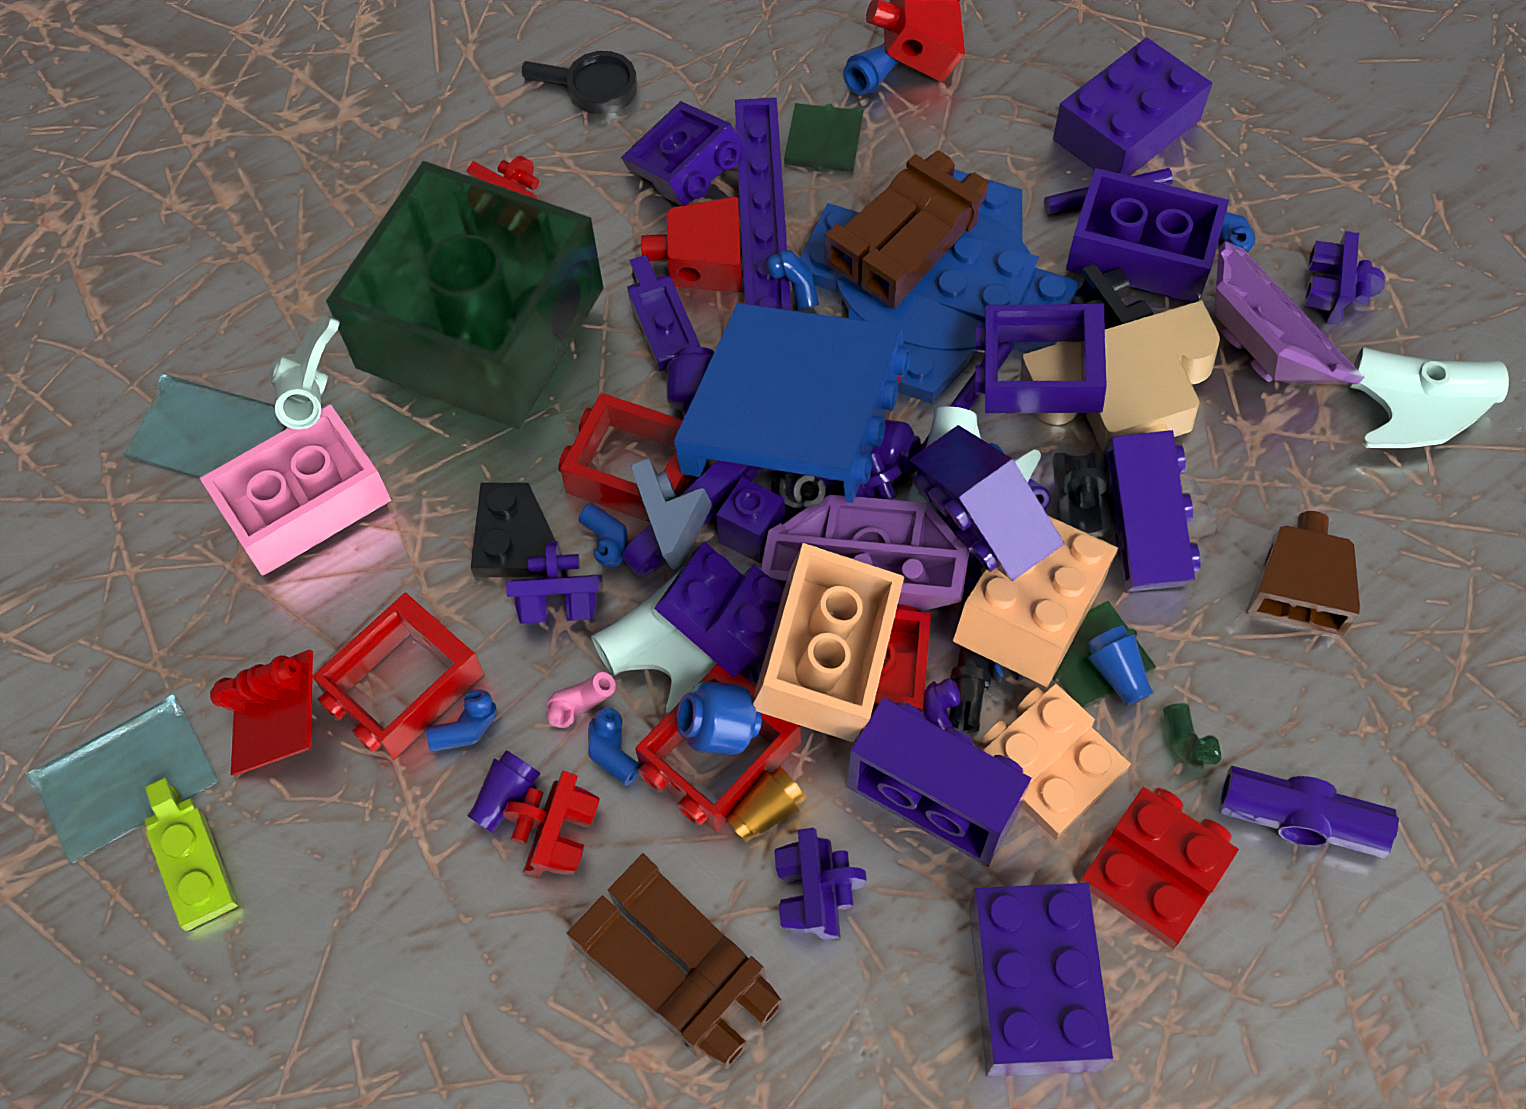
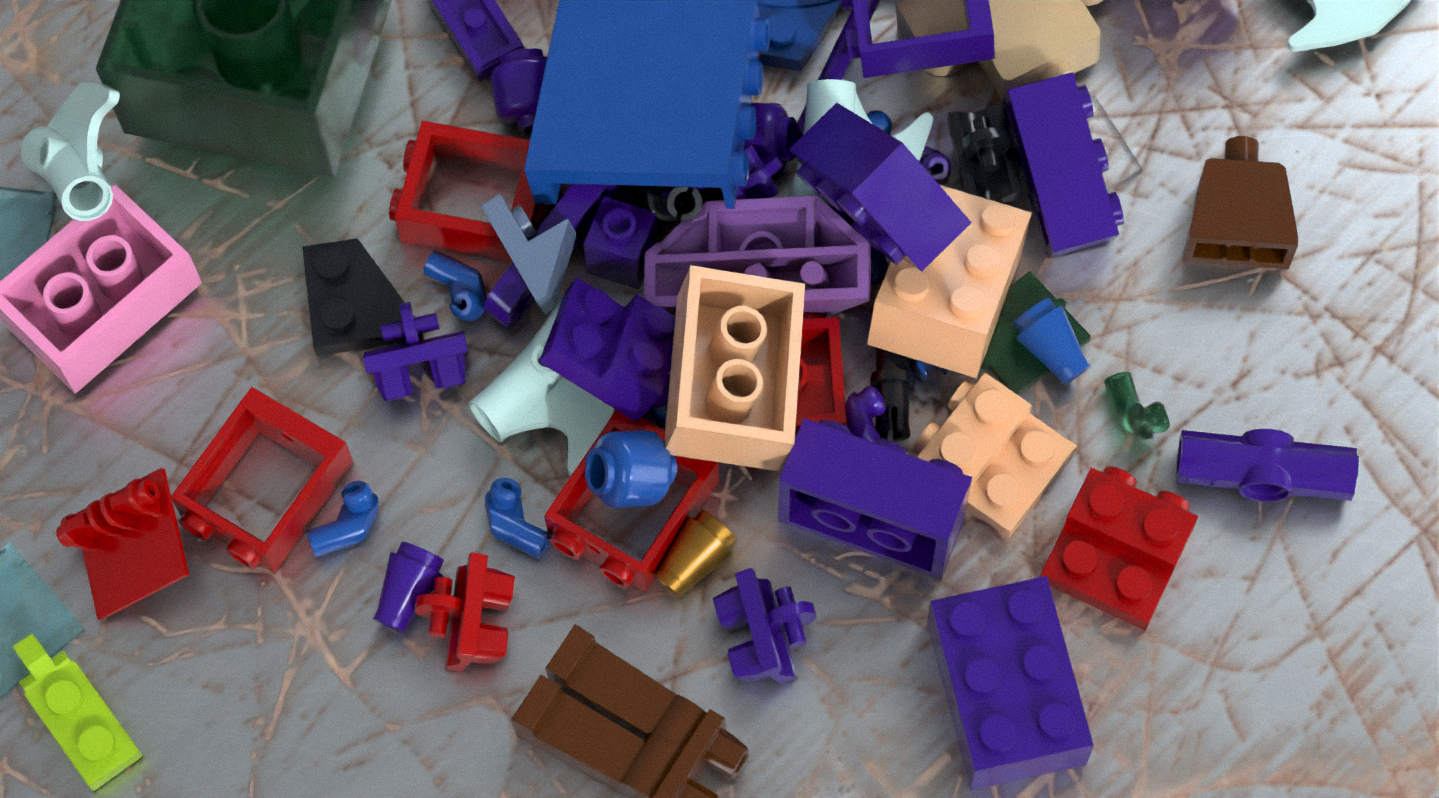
camera: 10 degrees left, 5 degrees up
(578, 699) = (468, 473): bright pink arm -> none

